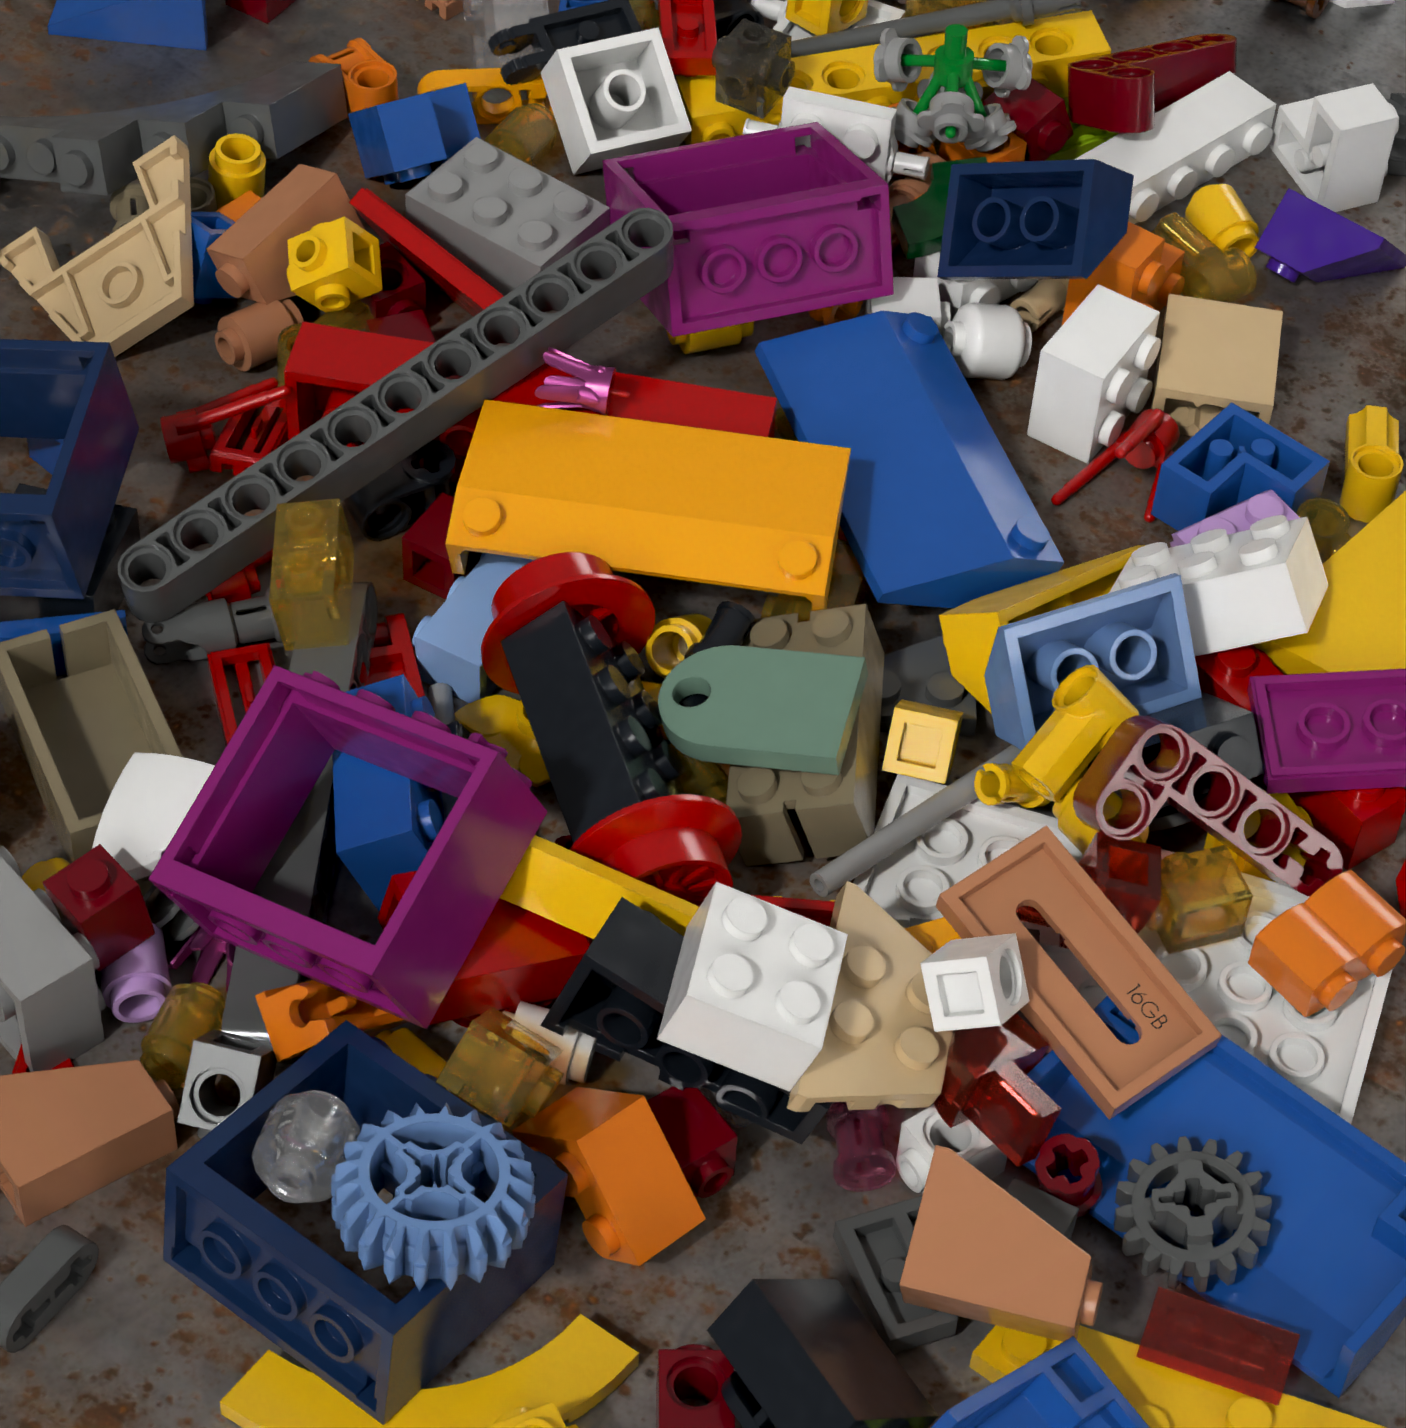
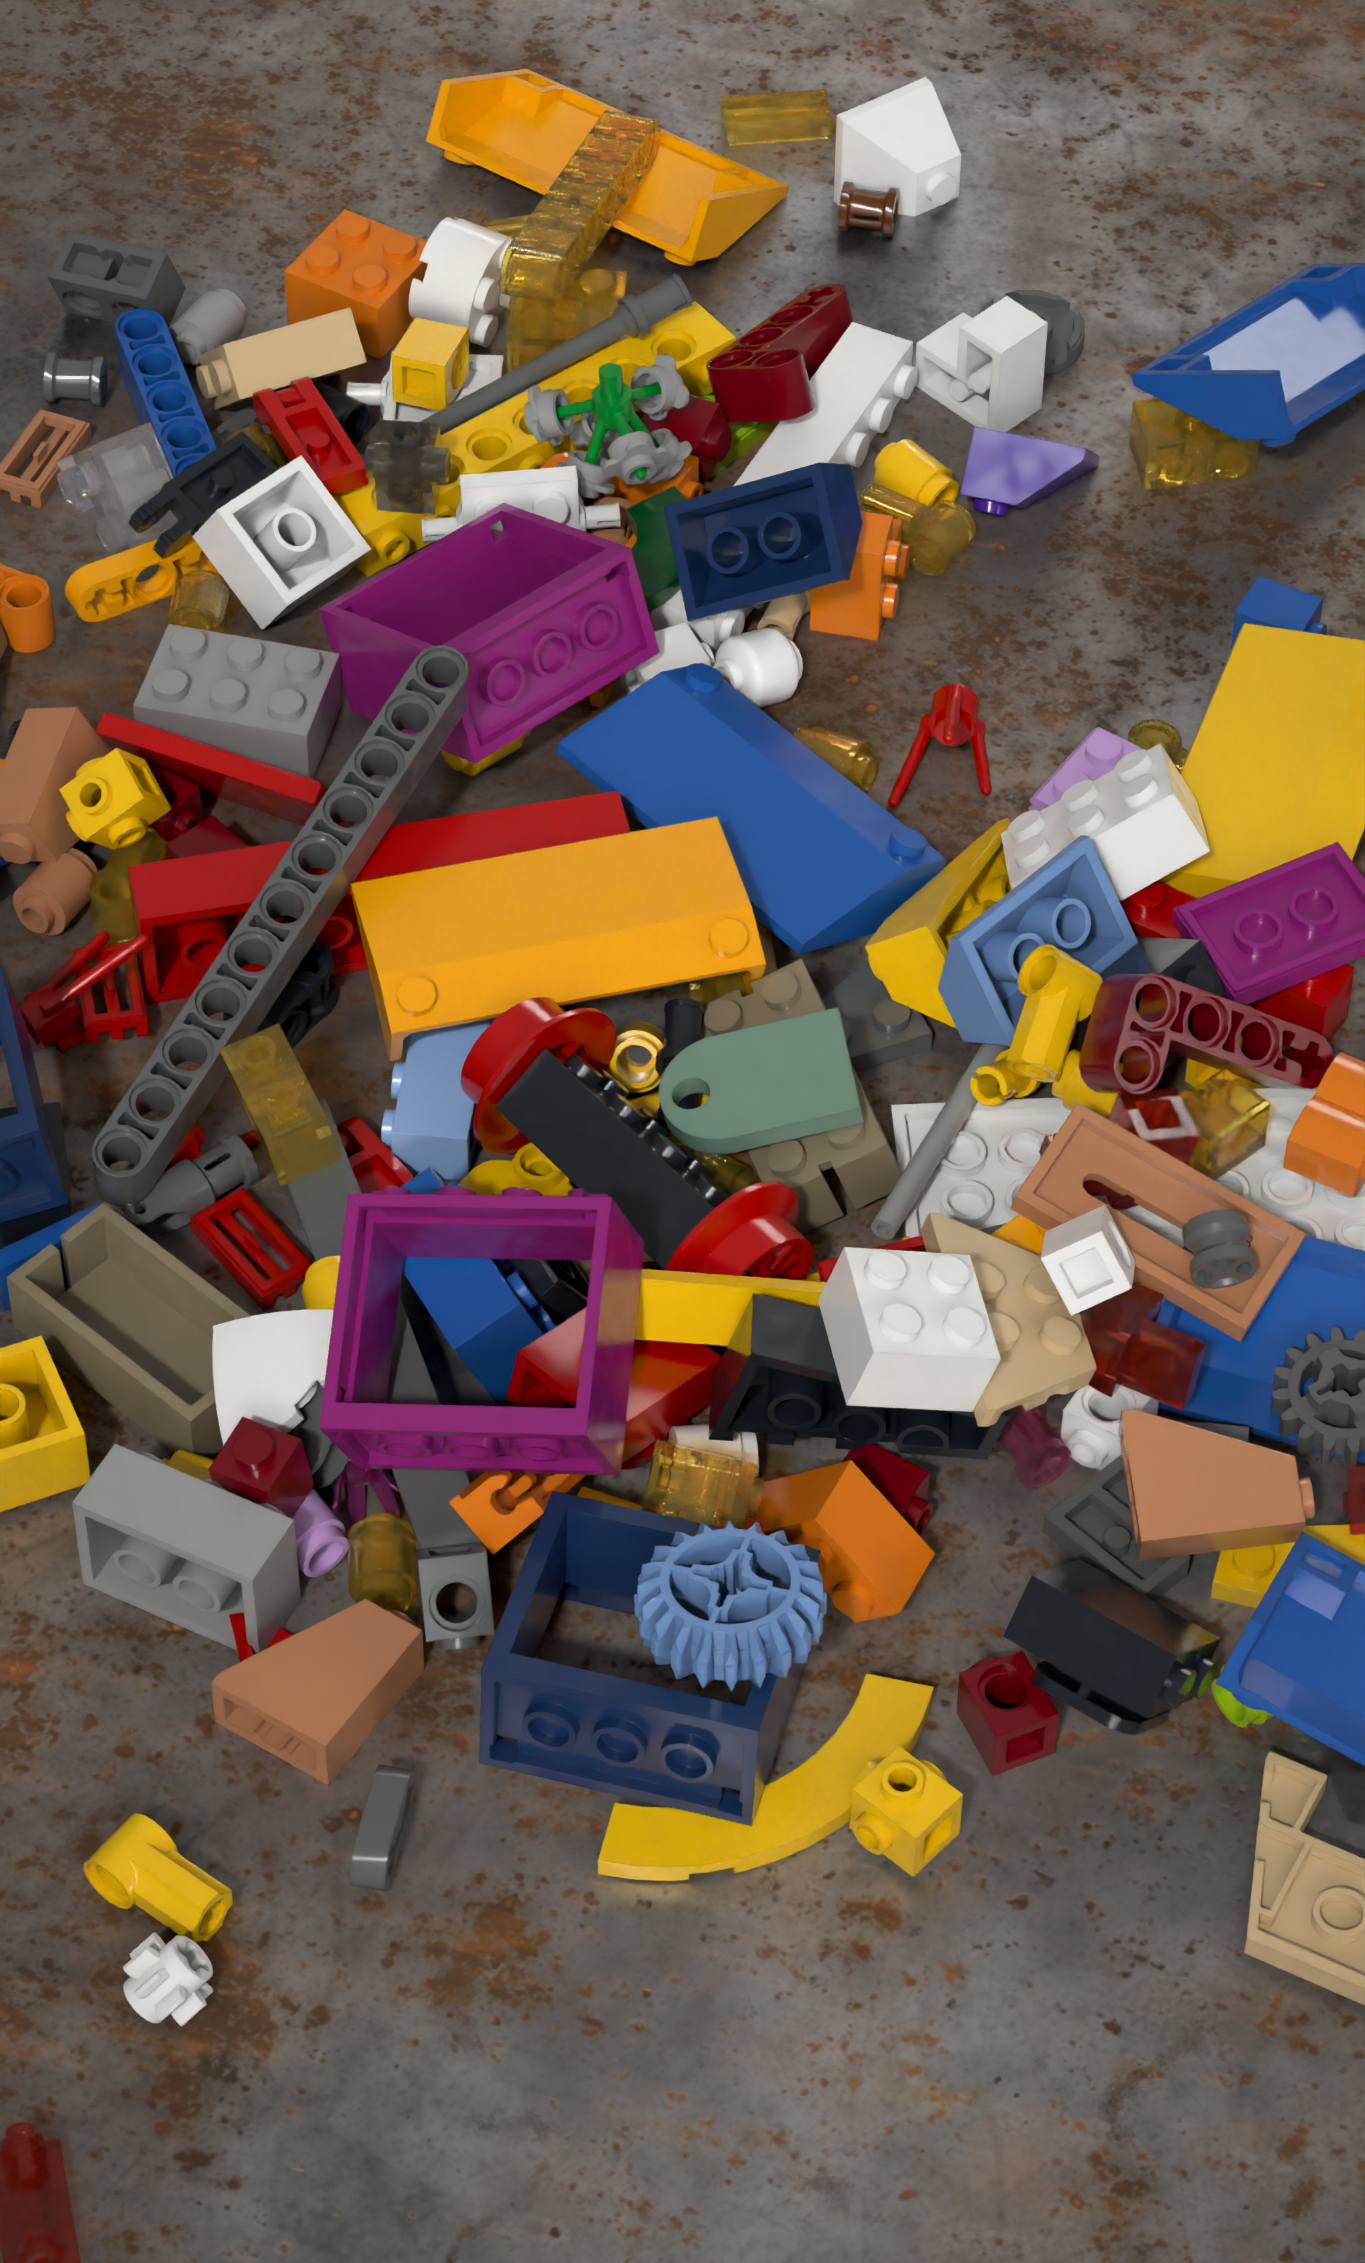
camera: 20 degrees left, 0 degrees up
(303, 1145) = (595, 1604): clear head -> none
(412, 132) = (97, 640): blue brick -> none
(425, 550) = (356, 1044): dark red brick -> none
(589, 390) = (447, 840): flat silver piece -> none
(922, 741) = (901, 1069): yellow brick -> none
(1024, 442) = (844, 753): none -> clear yellow brick
(1082, 1160) = (1220, 1384): dark red bush -> none
(1094, 374) = (883, 666): white brick -> none
(1119, 1019) = (1219, 1249): none -> dark grey wheel
(1213, 358) = (982, 625): tan brick -> none
(1232, 462) = (1049, 716): blue brick -> none
(1371, 463) = (1165, 671): yellow piece -> none

